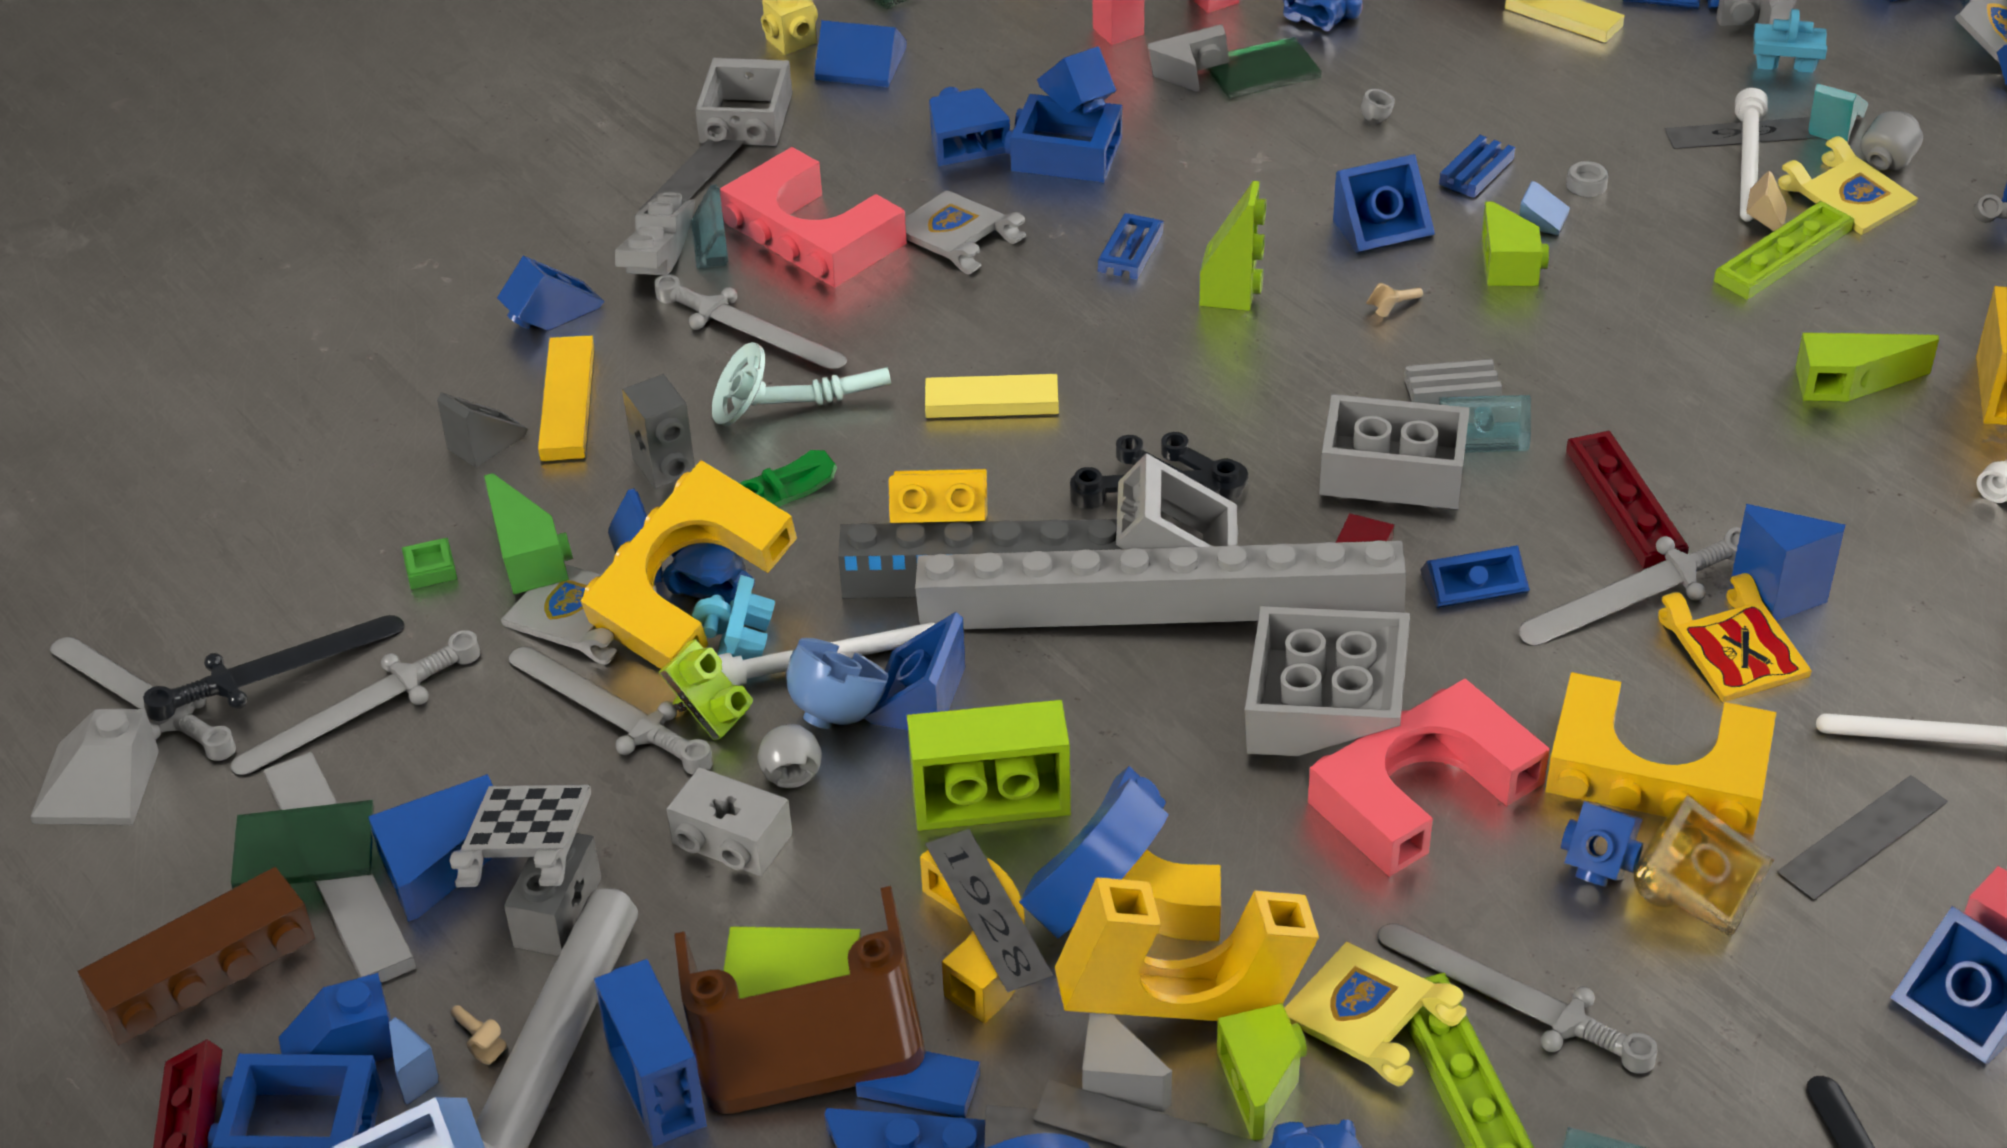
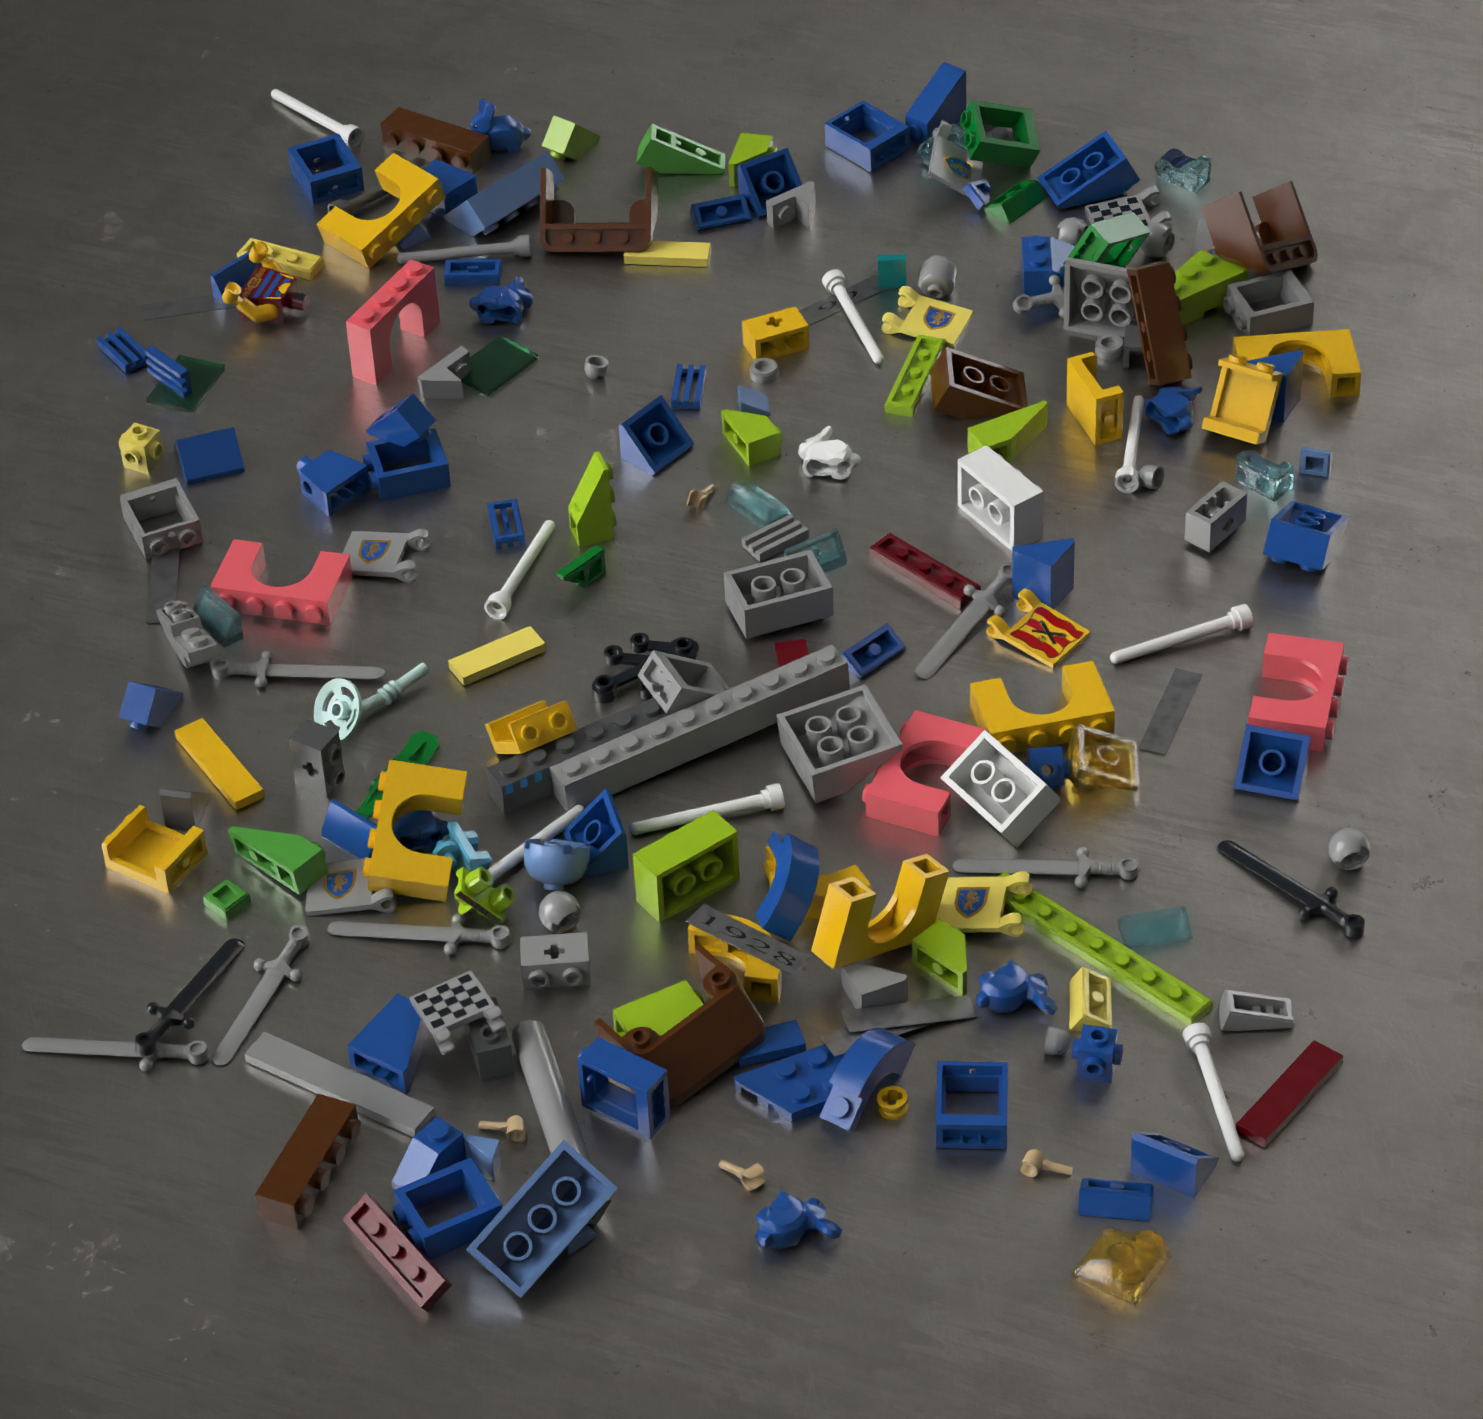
camera: 30 degrees left, 0 degrees up
(99, 771) = (138, 1097): light grey slope -> none
(305, 843) = (321, 1071): clear green piece -> none
(398, 467) = (153, 851): none -> yellow panel
(1043, 333) = (500, 603): none -> white piece
(1175, 329) = (585, 568): none -> green tile
(1187, 719) = (771, 798): none -> white piece
(1459, 331) = (756, 504): none -> clear light blue slope
(1509, 846) = (1001, 788): none -> white brick
(1591, 306) = (827, 456): none -> white animal
(1630, 140) = (776, 334): none -> yellow brick
(1767, 202) = (887, 348): tan slope -> none
(1788, 437) = (1000, 498): none -> white brick
(1789, 39) = (831, 226): medium azure hips -> none
(1854, 287) = (975, 387): none -> reddish brown slope

